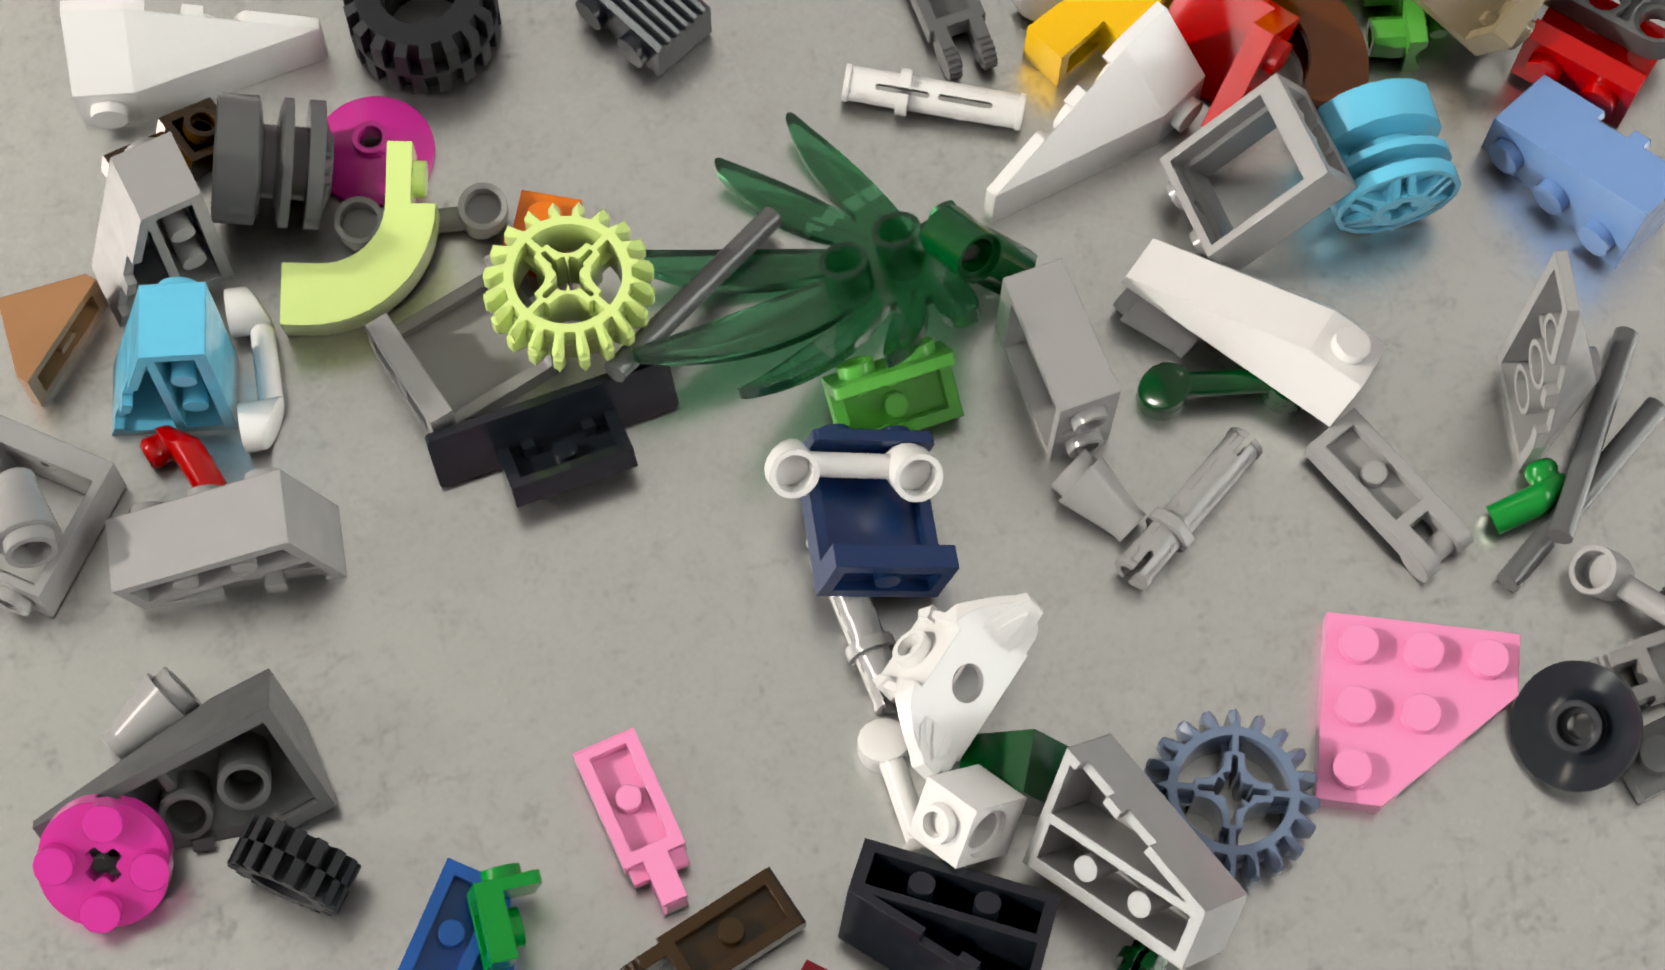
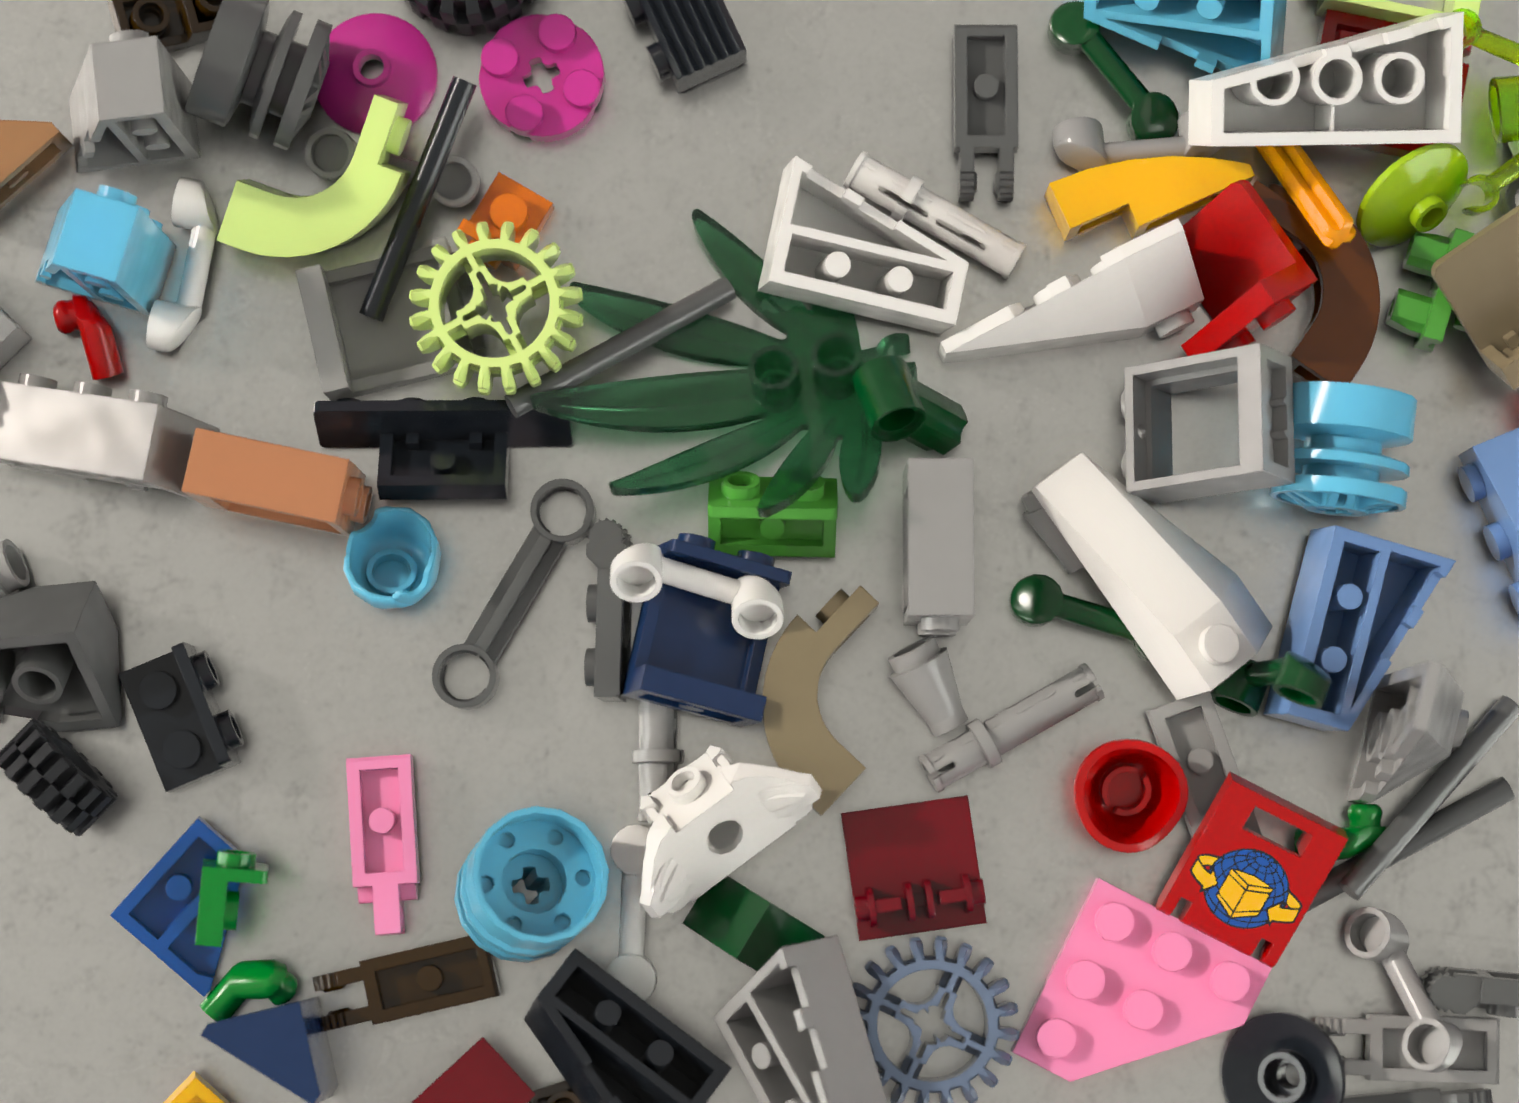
camera: 25 degrees right, 15 degrees up
(396, 775) = (181, 716): none -> black bracket
(415, 517) = (276, 482): none -> nougat window
(456, 230) = (418, 198): none -> black bar
(529, 69) = (557, 44): none -> dark pink plate
(550, 553) = (393, 558): none -> medium azure hair
(677, 552) = (514, 594): none -> dark grey piece
(772, 529) = (608, 661): none -> dark grey hinge
(799, 795) = (554, 858): none -> medium azure wheel
(880, 145) = (855, 259): none -> white wedge
(967, 815) = (677, 960): white brick -> none
(984, 556) = (791, 710): none -> dark tan arch
(1152, 667) = (913, 868): none -> dark red hinge
(1326, 516) = (1130, 794): none -> red helmet
(1435, 346) = (1291, 678): none -> dark green bar
(1451, 304) = (1350, 616): none -> medium blue wedge
(1462, 557) = (1245, 883): none -> red container

